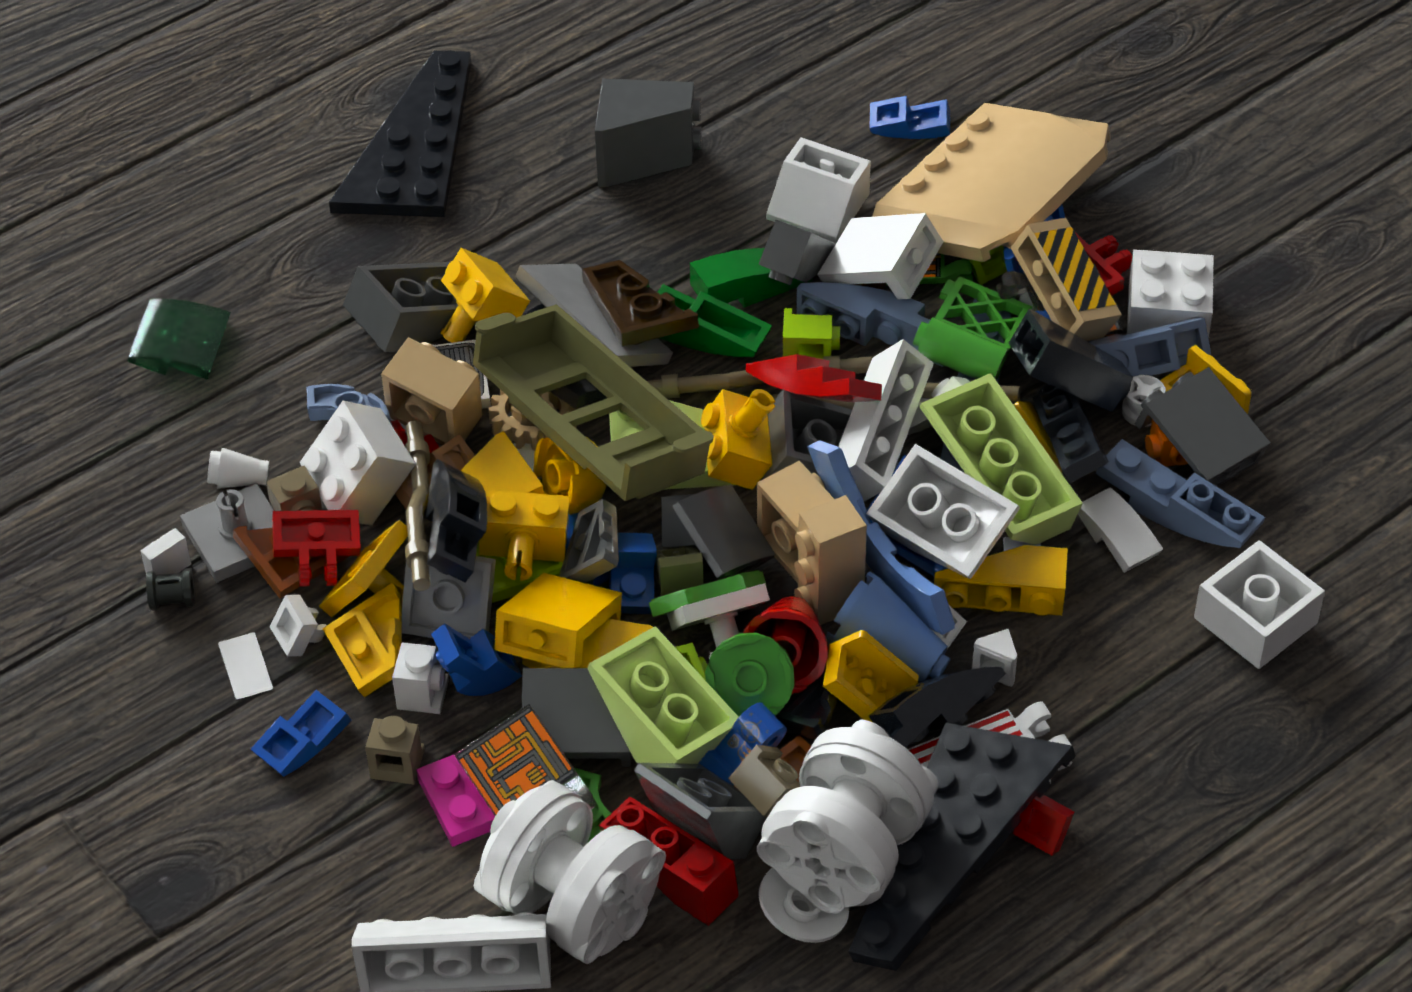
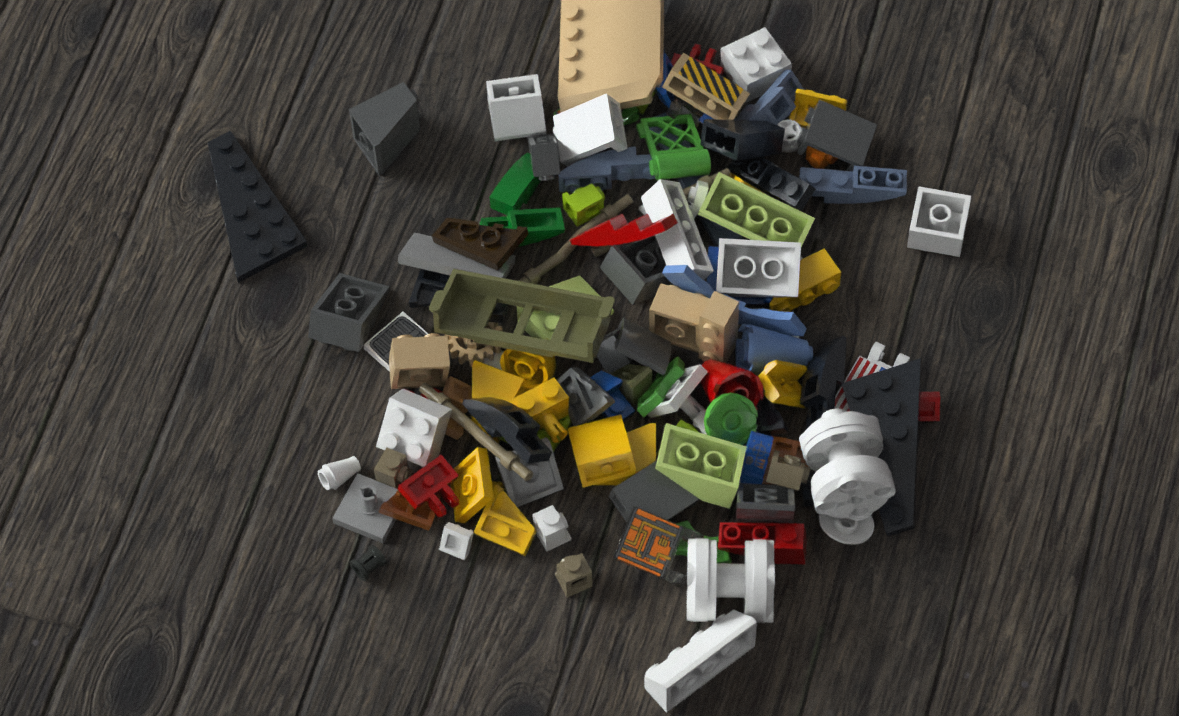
camera: 35 degrees left, 10 degrees up
(166, 554) = (349, 546): white tile -> none
(179, 336) = (228, 413): clear green slope -> none
(245, 666) = (444, 579): white sticker -> none
(303, 736) = (512, 597): blue slope -> none
(326, 398) = (365, 397): sand blue tile -> none
(455, 800) = (624, 580): dark pink wing -> none
(474, 662) = (573, 500): blue brick -> none
(480, 292) = (390, 285): yellow brick -> none
(741, 437) = (600, 279): yellow brick -> none
(900, 120) = (522, 31): blue slope -> none
(996, 651) = (831, 329): white slope -> none
(1120, 527) = (834, 218): white slope -> none

